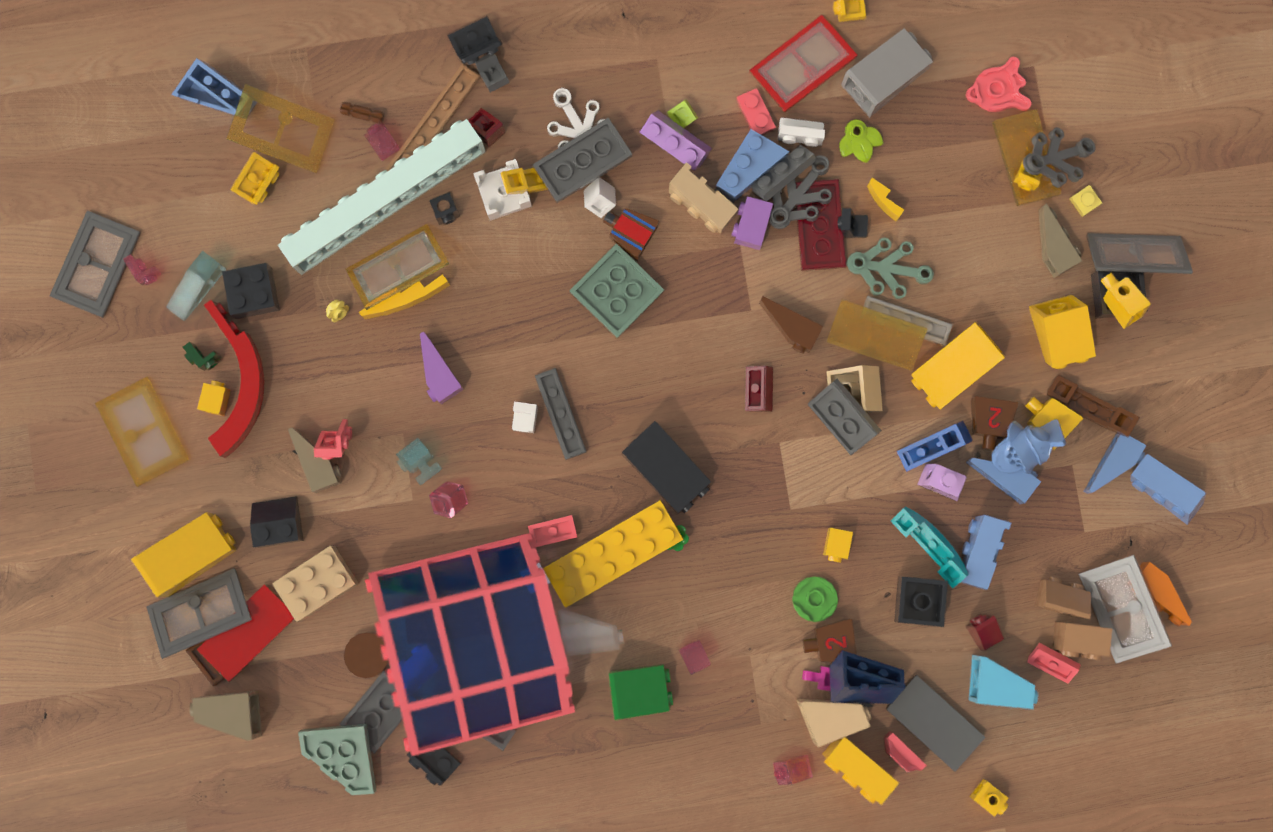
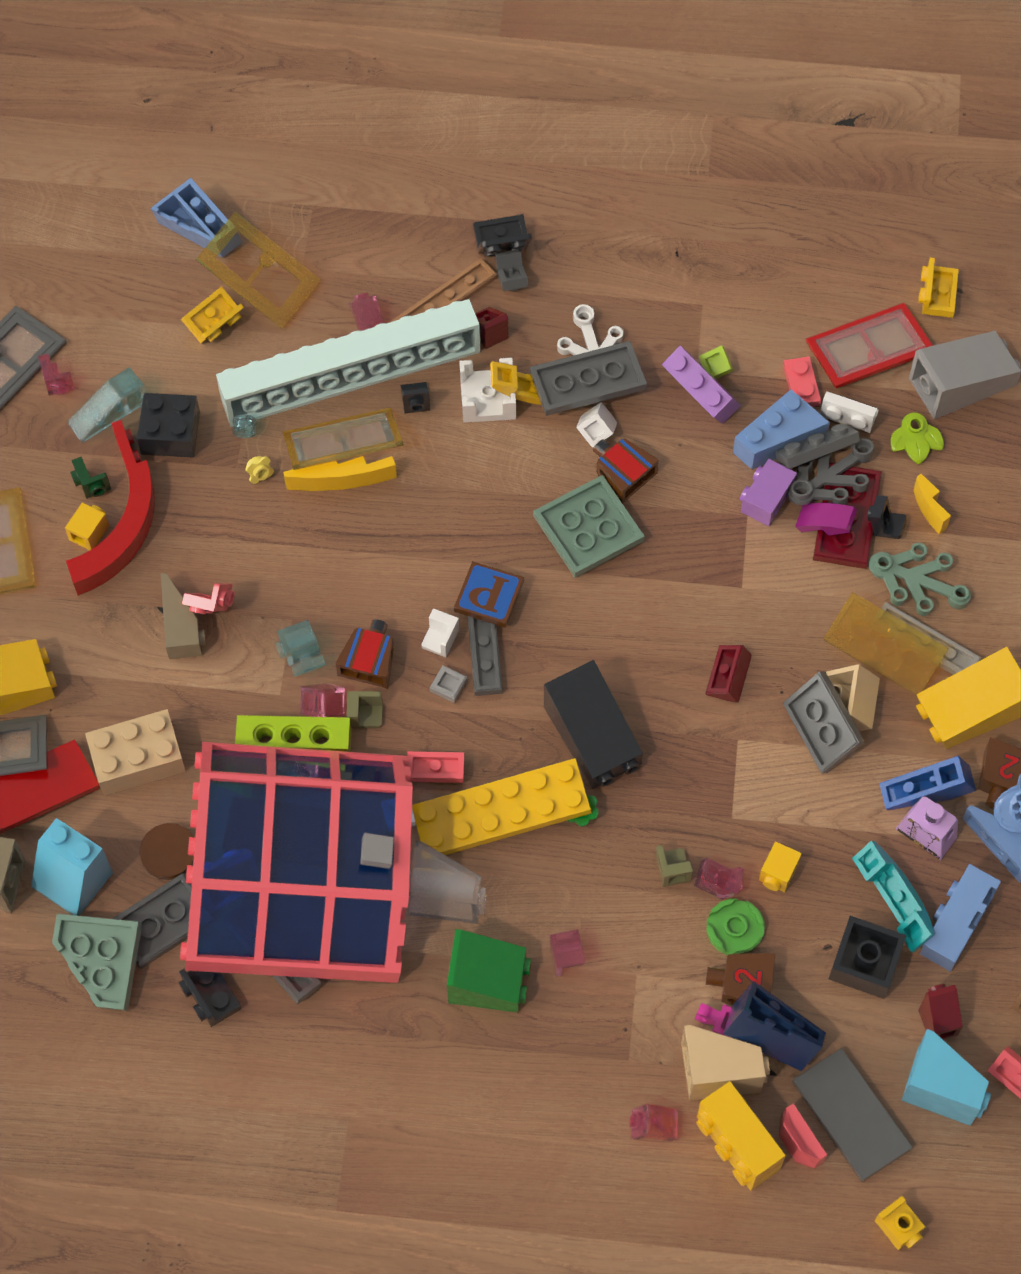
camera: 15 degrees right, 20 degrees down
(275, 522) = (111, 678): black slope -> none
(296, 695) = (69, 868): none -> medium azure slope
(313, 274) = (244, 426): none -> clear light blue bush
(361, 112) = (352, 279): reddish brown axle -> none
(399, 541) = (309, 729): none -> lime brick
(438, 375) = (353, 563): medium lavender slope -> none
(473, 451) = (368, 655): none -> torso
(484, 499) = (365, 709): none -> olive panel
(533, 638) = (376, 850): none -> light grey tile
(542, 457) = (448, 684): none -> light grey tile
(554, 374) = (489, 594): none -> tile
(701, 200) = (713, 452): tan wedge -> none
(756, 562) = (673, 866): none -> olive panel
(794, 327) = (791, 616): reddish brown slope -> none
(794, 566) = (719, 879): none -> clear pink bracket
(805, 235) = (827, 517): none -> magenta slope

